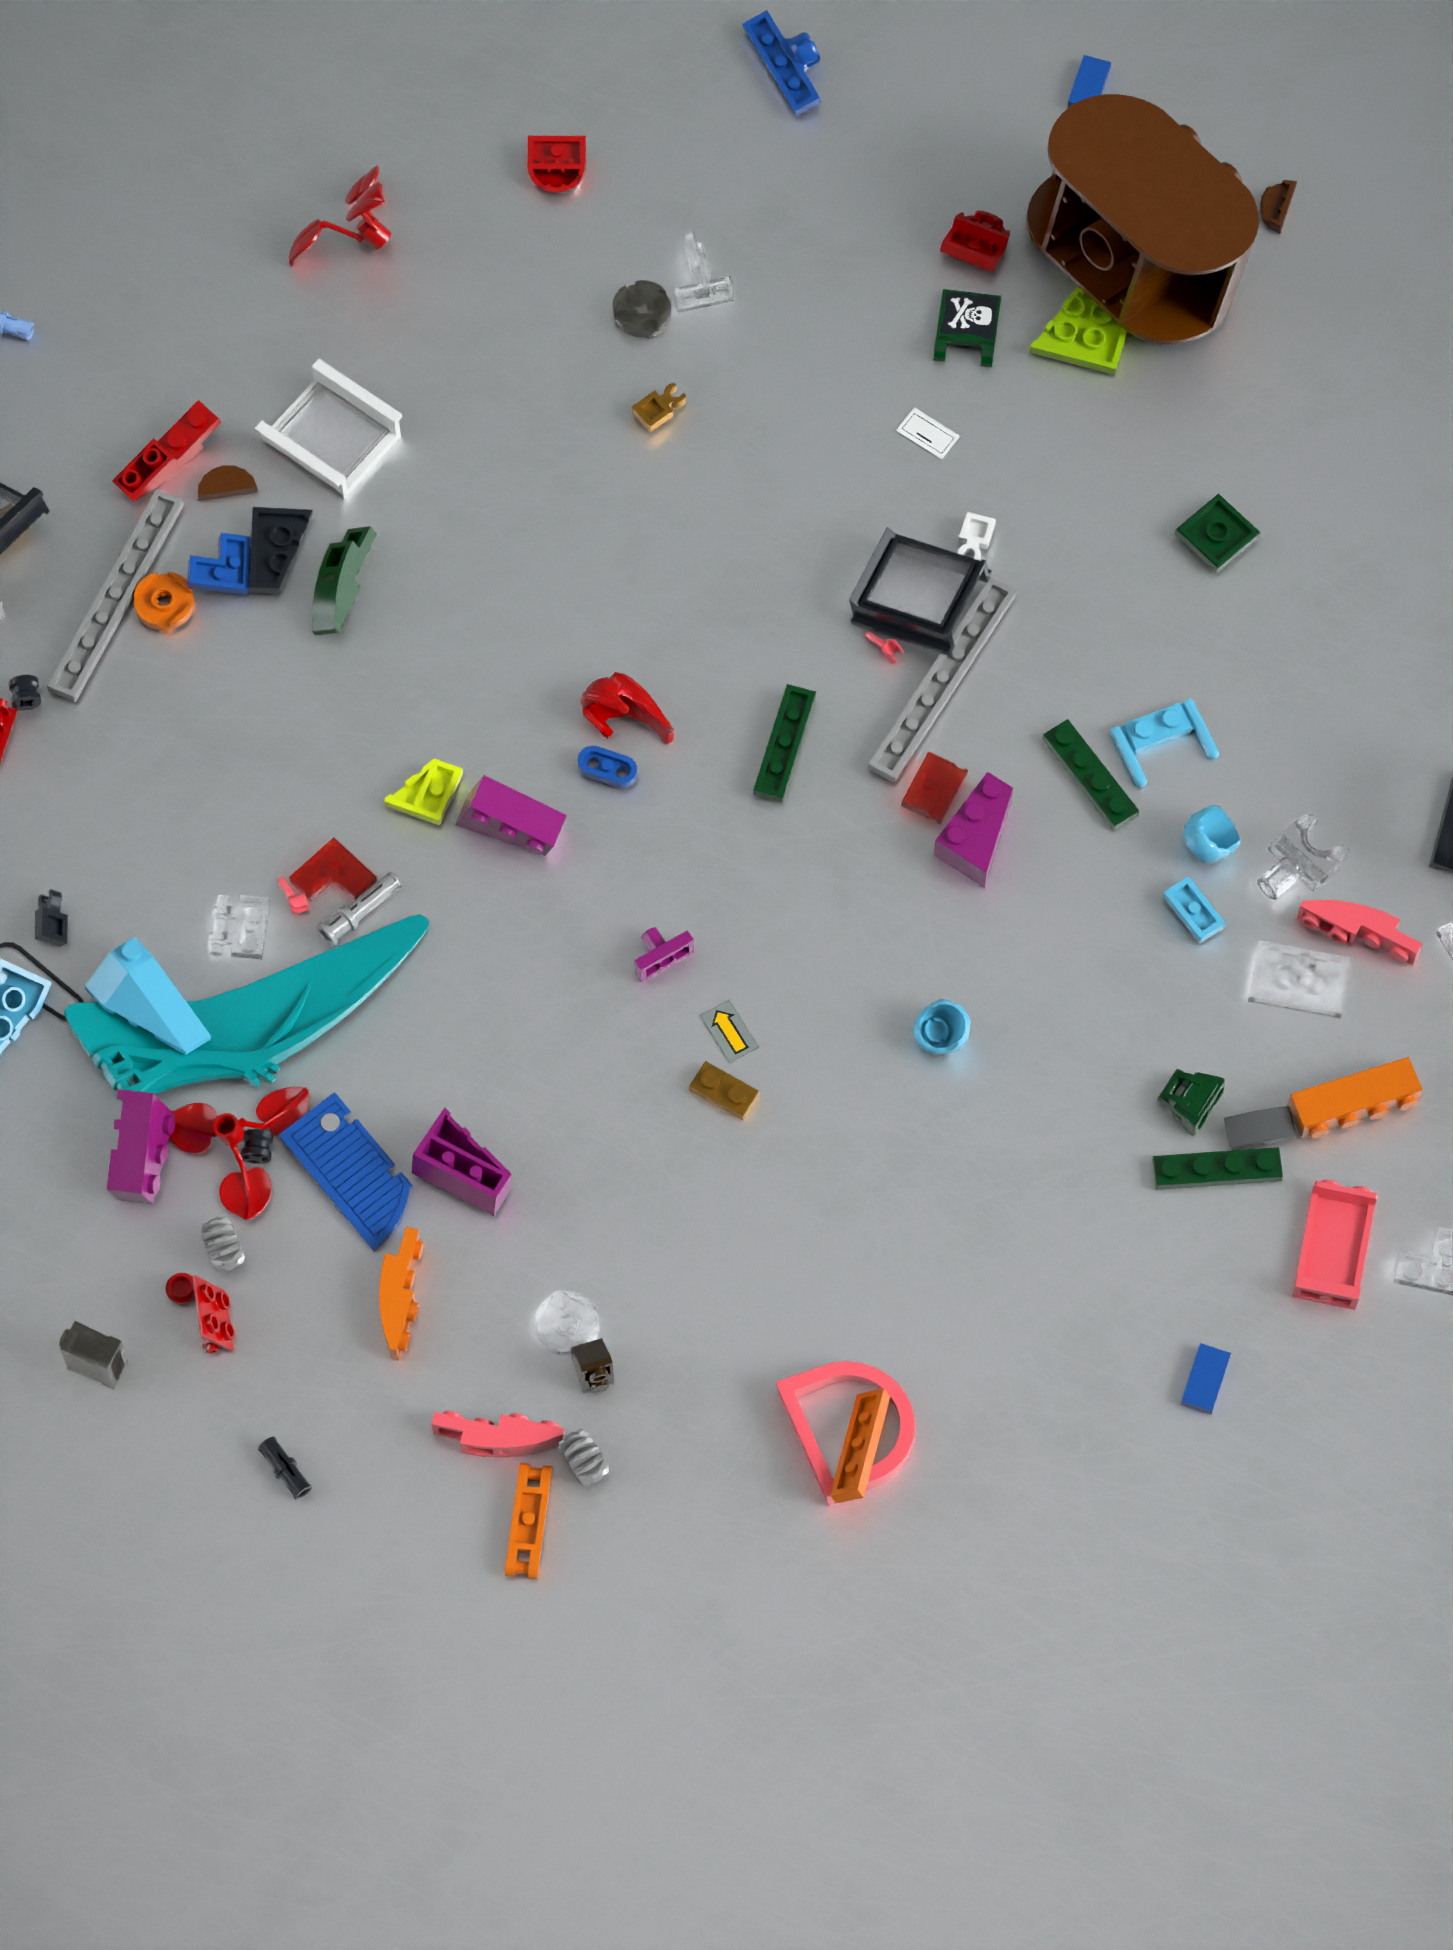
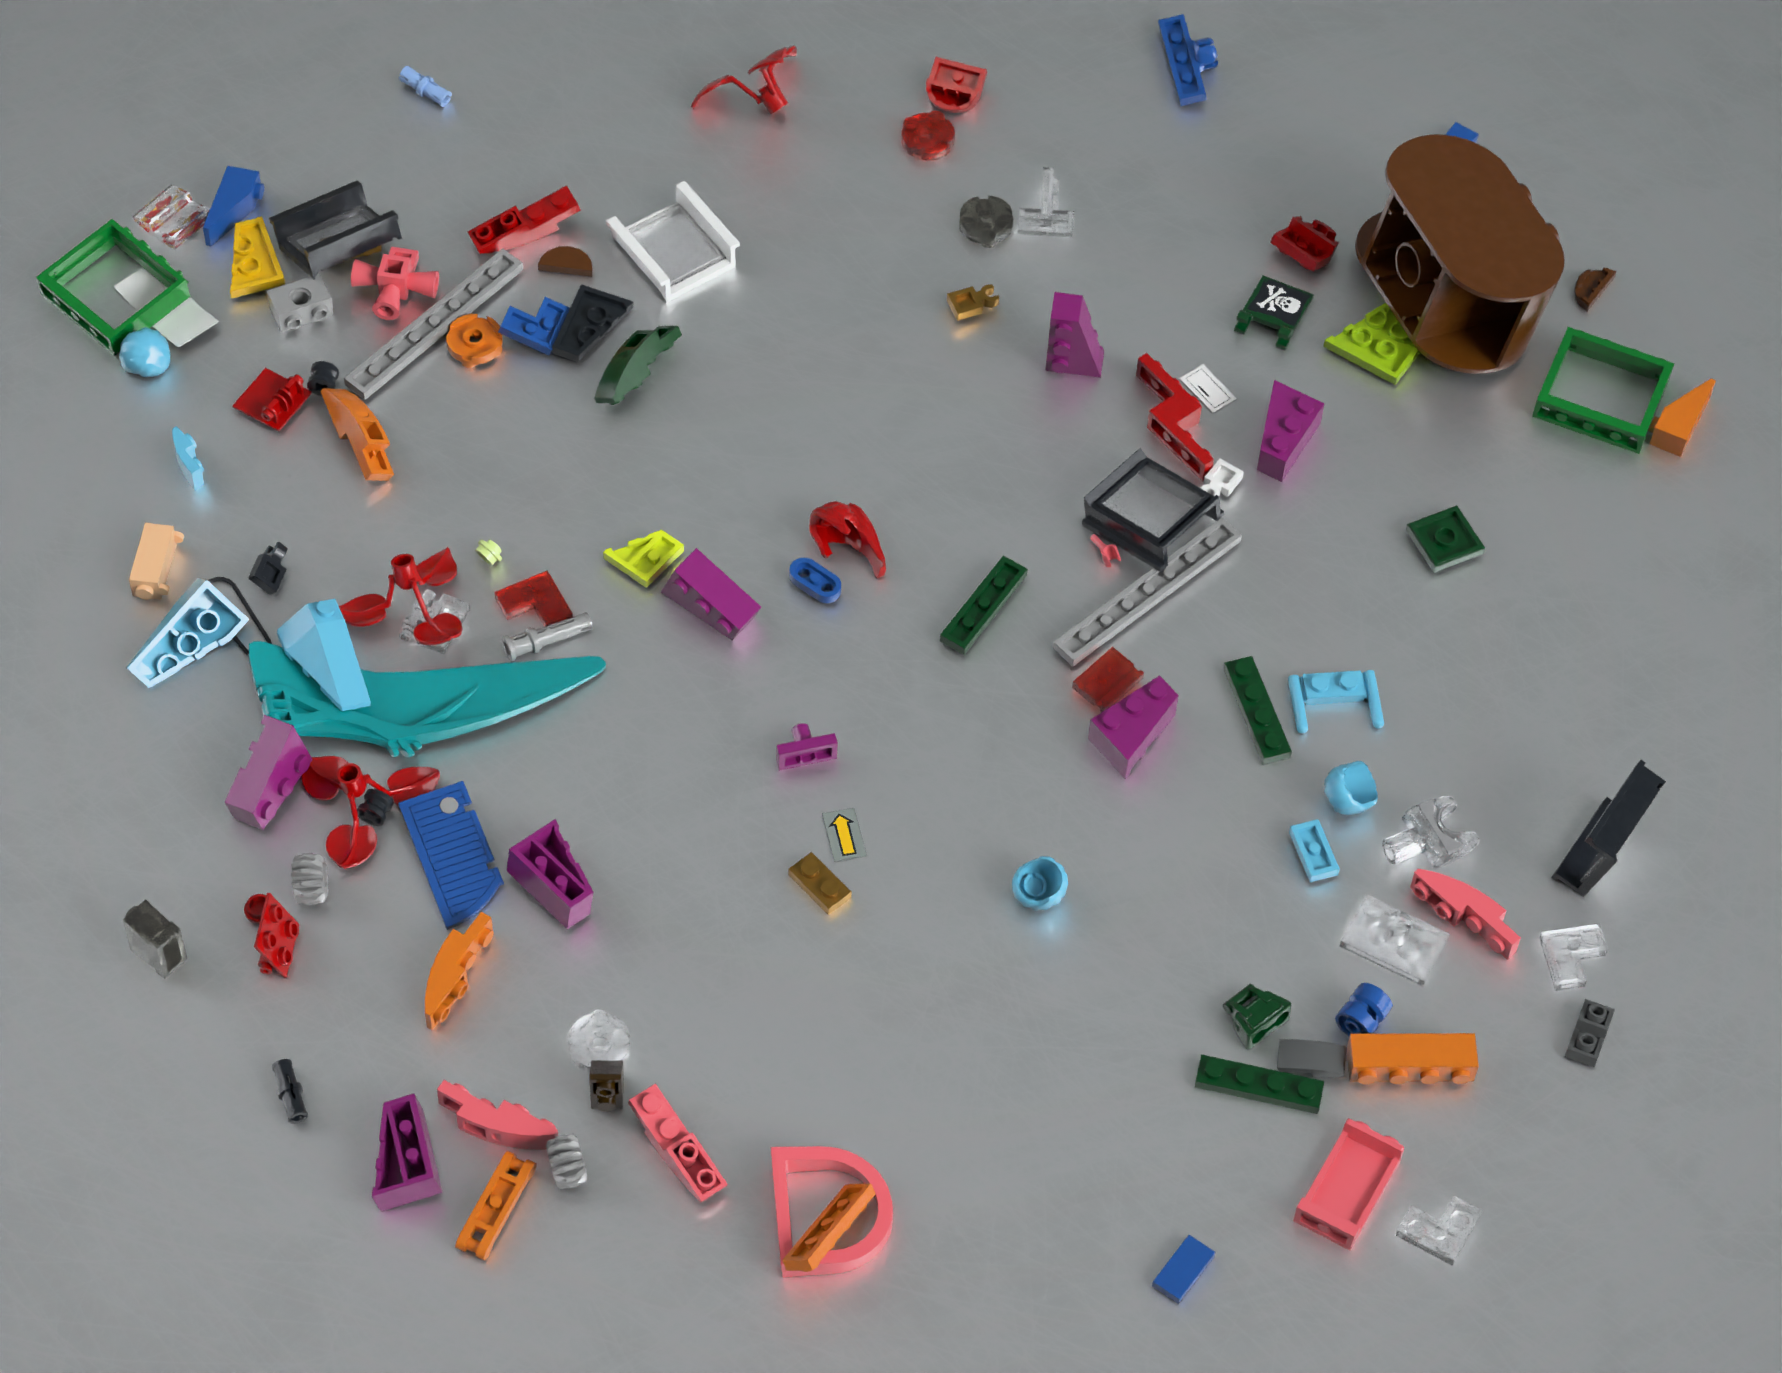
camera: 15 degrees right, 10 degrees down
(57, 559) = (394, 280): none -> coral brick
(83, 734) = (359, 425): none -> orange slope
(221, 872) = (406, 574): none -> red plant
(267, 834) = (489, 551): none -> yellowish green plate
(297, 903) = (494, 615): coral hand -> none
(425, 1500) = (405, 1157): none -> magenta wedge
(548, 212) = (928, 123): none -> clear red plate
(682, 1407) = (675, 1144): none -> coral slope
(778, 424) = (1072, 339): none -> magenta wedge
(906, 477) = (1174, 416): none -> red bracket
(1023, 458) = (1287, 430): none -> magenta wedge
(1295, 1064) = (1364, 1010): none -> blue wheel
(1323, 360) = (1593, 422): none -> green window
(1409, 333) = (1680, 419): none -> orange slope

